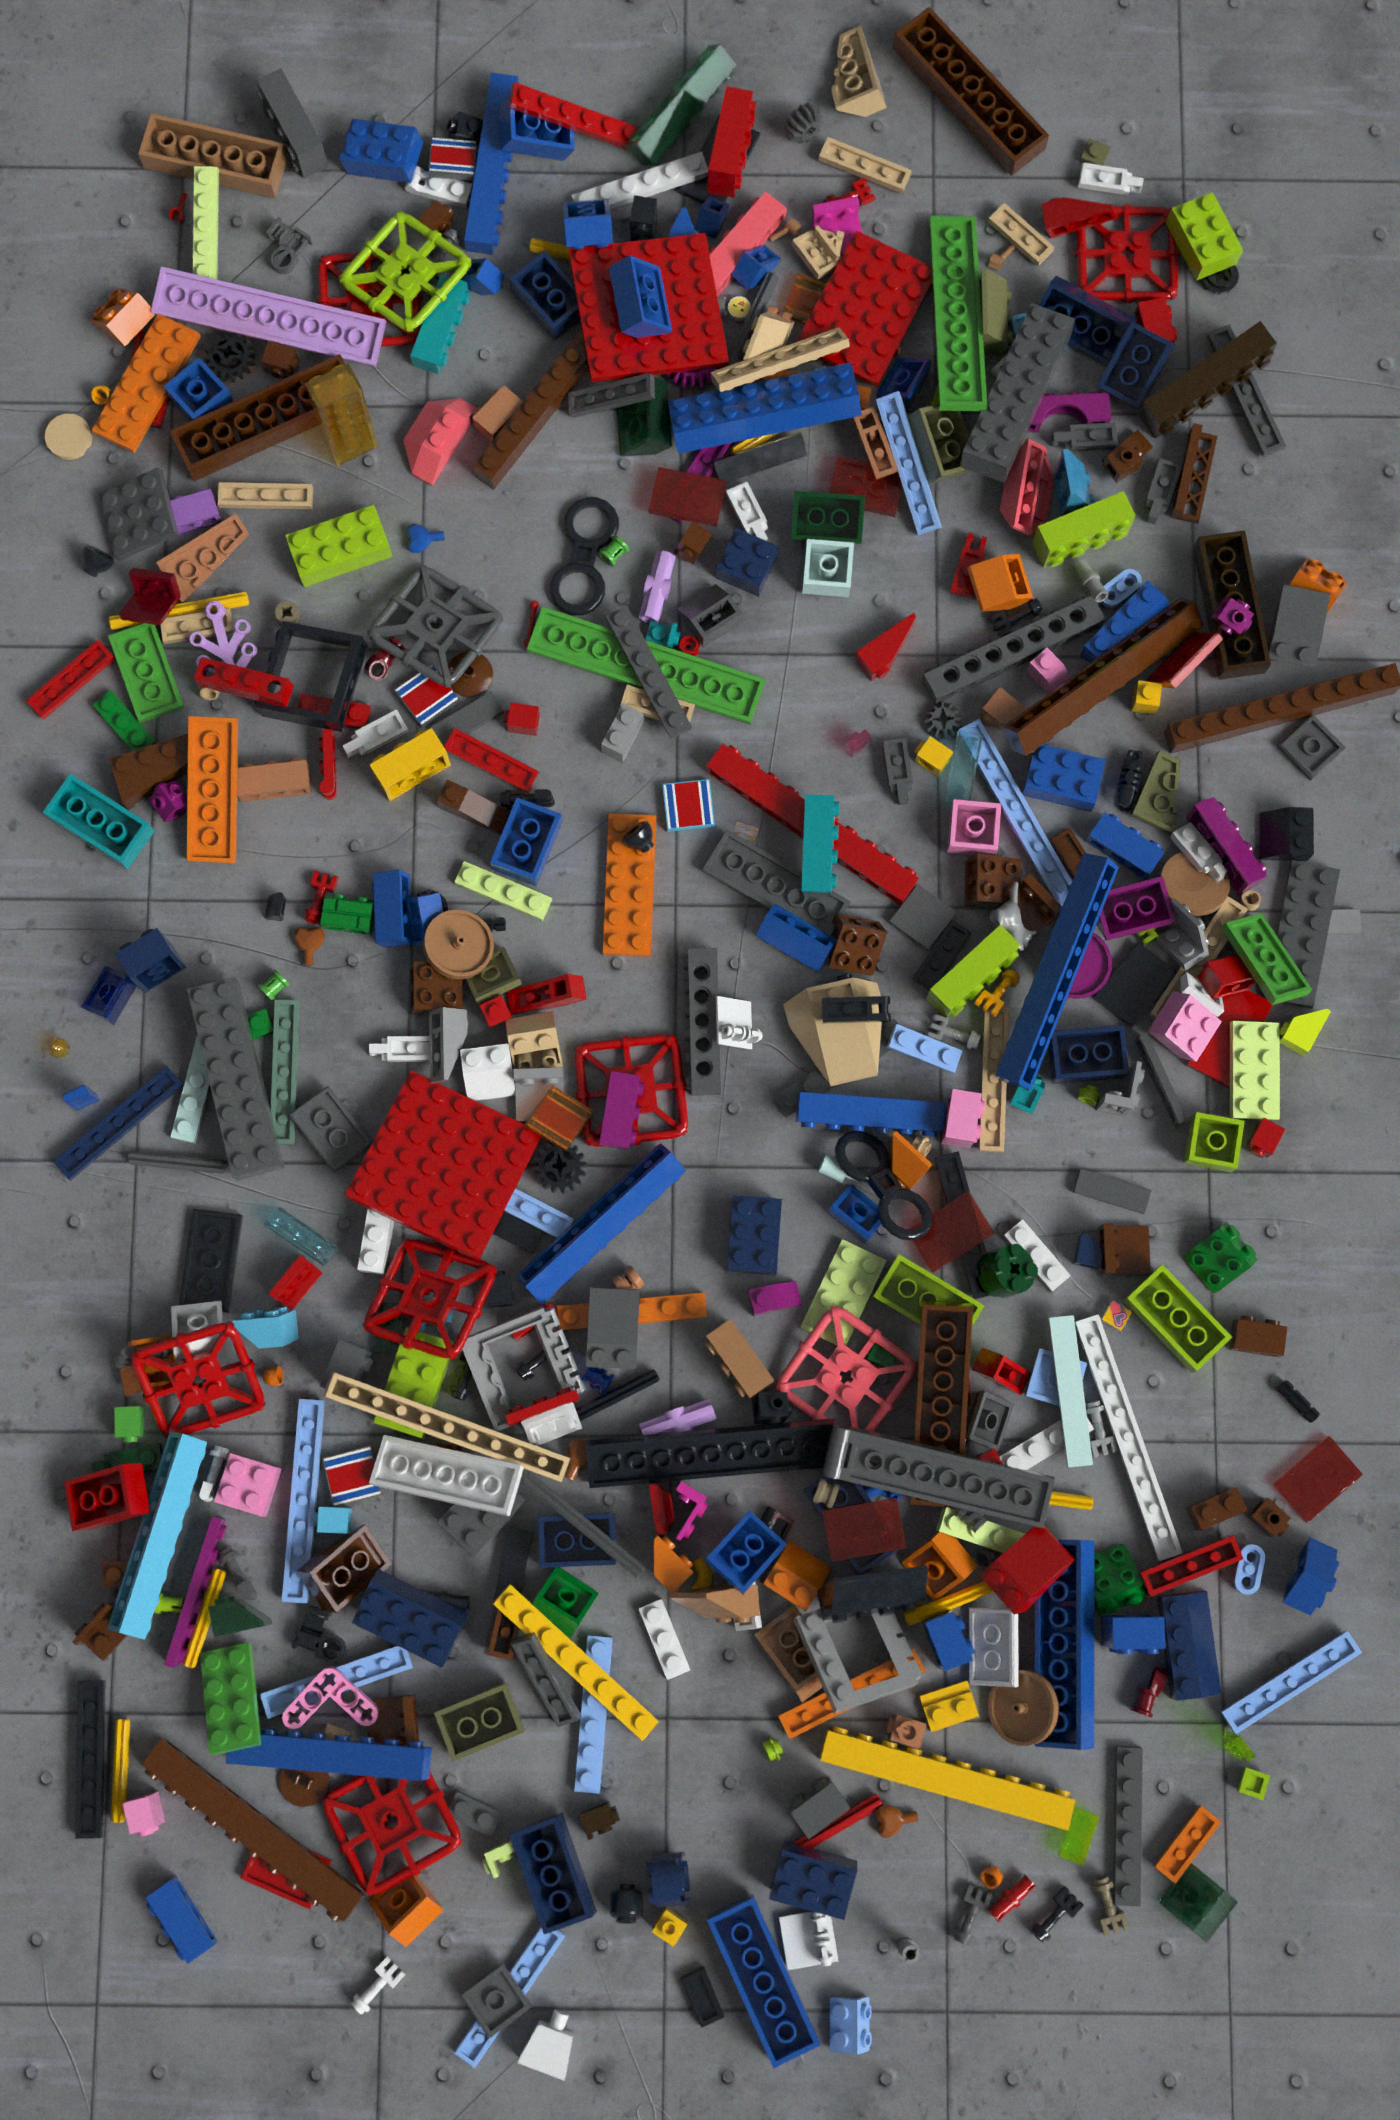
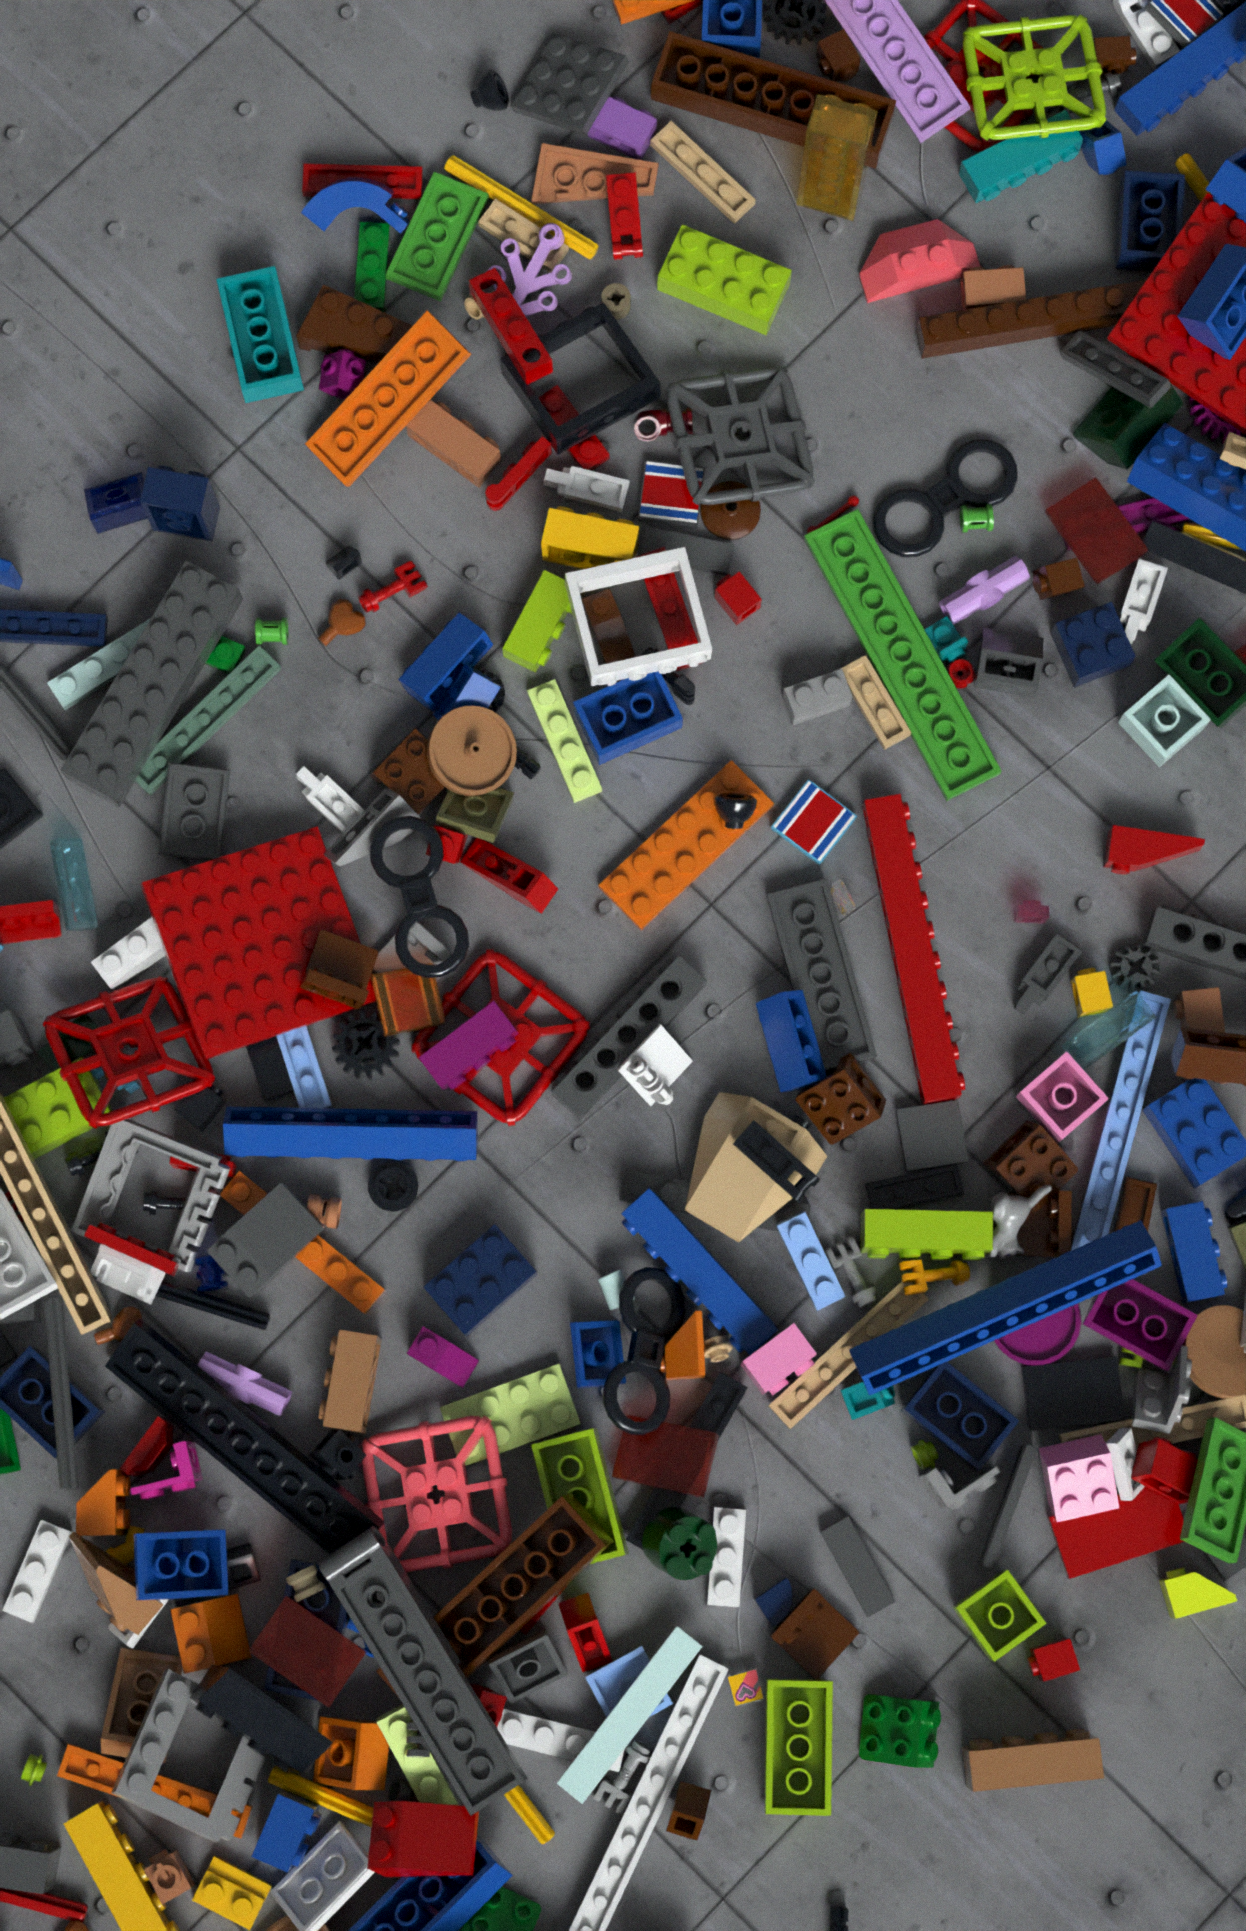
camera: 45 degrees right, 0 degrees up
(58, 1048) = (27, 508): clear yellow hinge -> none
(71, 692) = (354, 193): none -> blue arch
(152, 598) = (508, 174): dark red bracket -> none
(244, 560) = (624, 214): none -> red plate
(347, 915) = (400, 629): green brick -> none
(421, 537) = (809, 342): blue rock -> none
(424, 835) = (539, 623): none -> lime brick
(449, 759) = (624, 572): none -> white window
(488, 1072) = (376, 900): white slope -> none
(505, 1137) = (339, 969): none -> reddish brown bracket
(511, 1053) = (419, 897): none -> black bar
(534, 1041) = (465, 897): tan slope -> none
(642, 1226) = (388, 1172): none -> black gear
(648, 672) = (896, 662): dark grey plate -> none
(819, 844) = (896, 973): teal brick -> none
(881, 1356) = (486, 1507): green plate -> none
(1152, 1406) = (689, 1804): none -> reddish brown brick
(1254, 1070) = (1107, 1585): yellowish green plate -> none
(1258, 1337) = (859, 1841): reddish brown brick -> none
(1309, 1202) = (1032, 1762): none -> medium nougat brick

